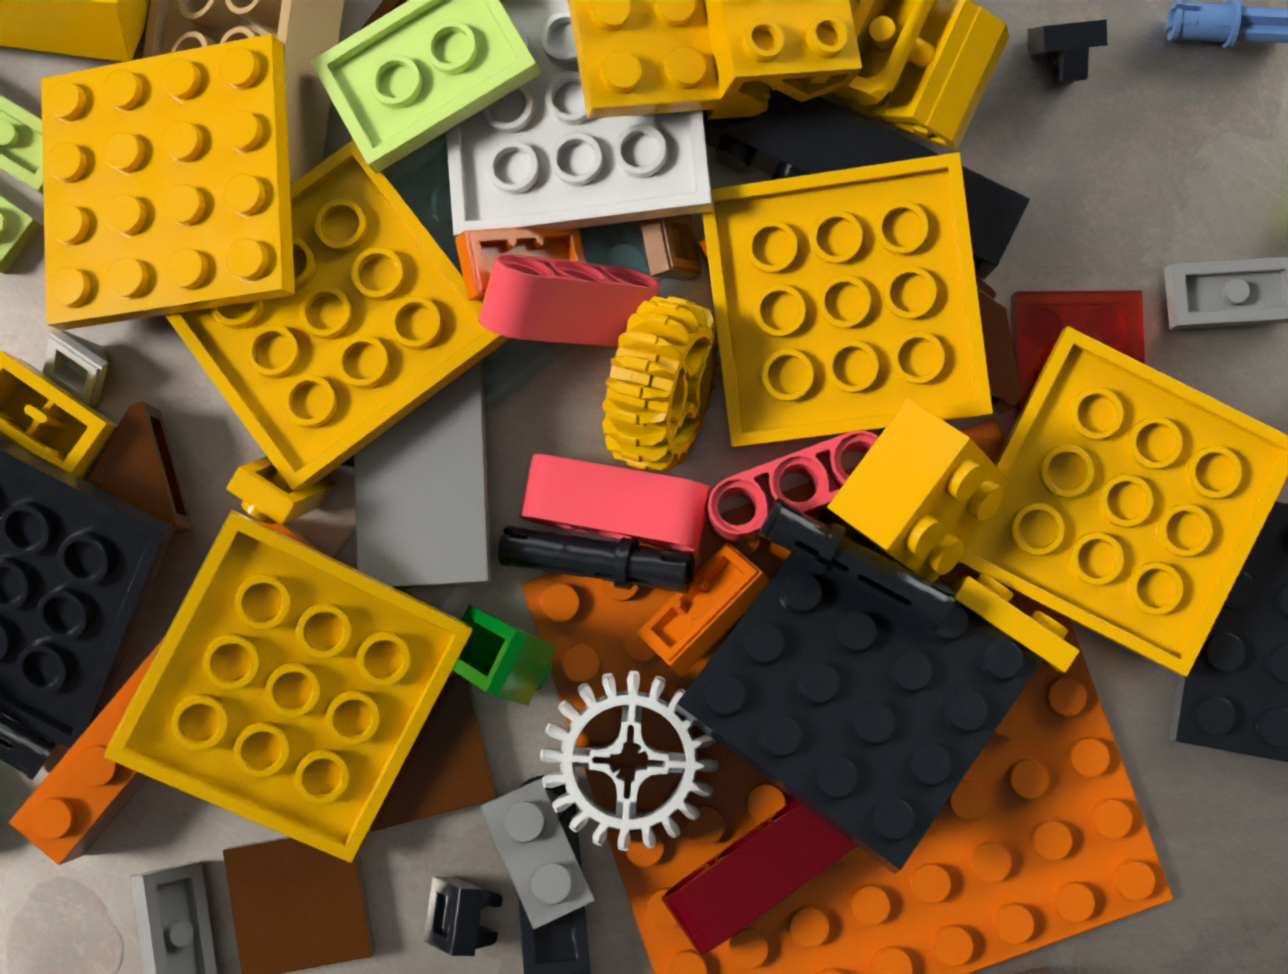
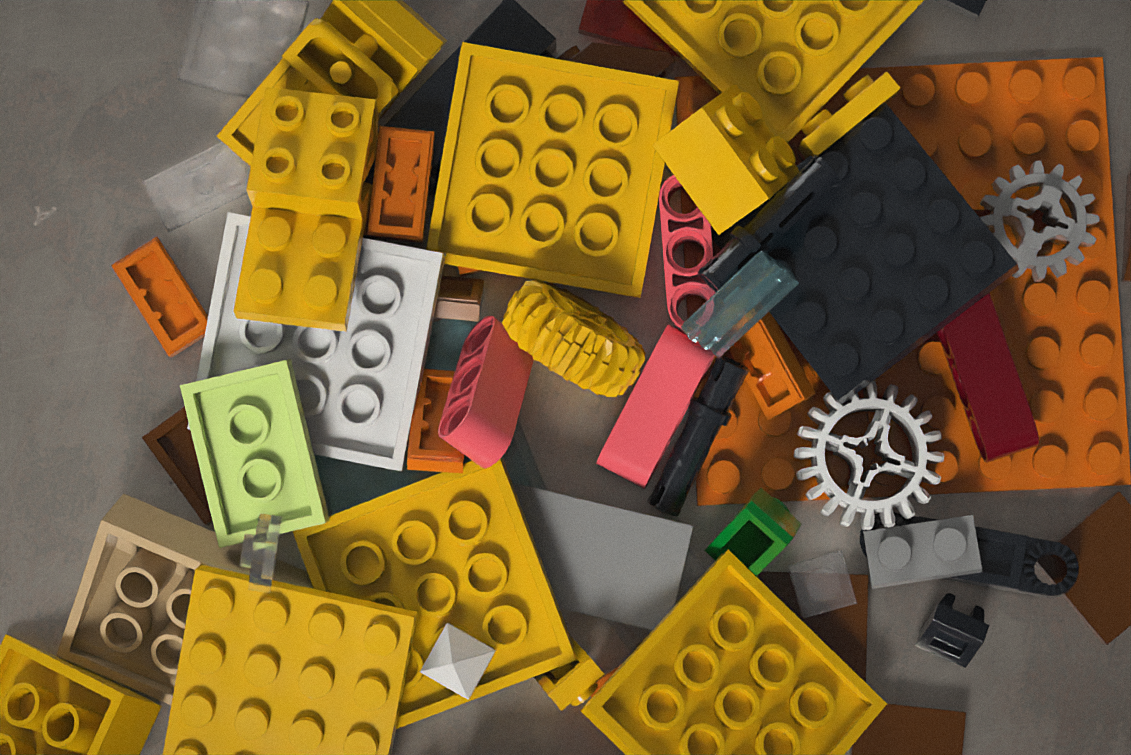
camera: 70 degrees left, 0 degrees up
(255, 358) = (458, 661): none -> white slope
(311, 102) = (261, 551): none -> clear plate
(468, 748) = (822, 584): none -> clear plate
(755, 557) = (739, 304): none -> clear light blue tile
(777, 138) = (401, 184): none -> orange plate
(987, 882) = (1060, 227): none -> light grey gear

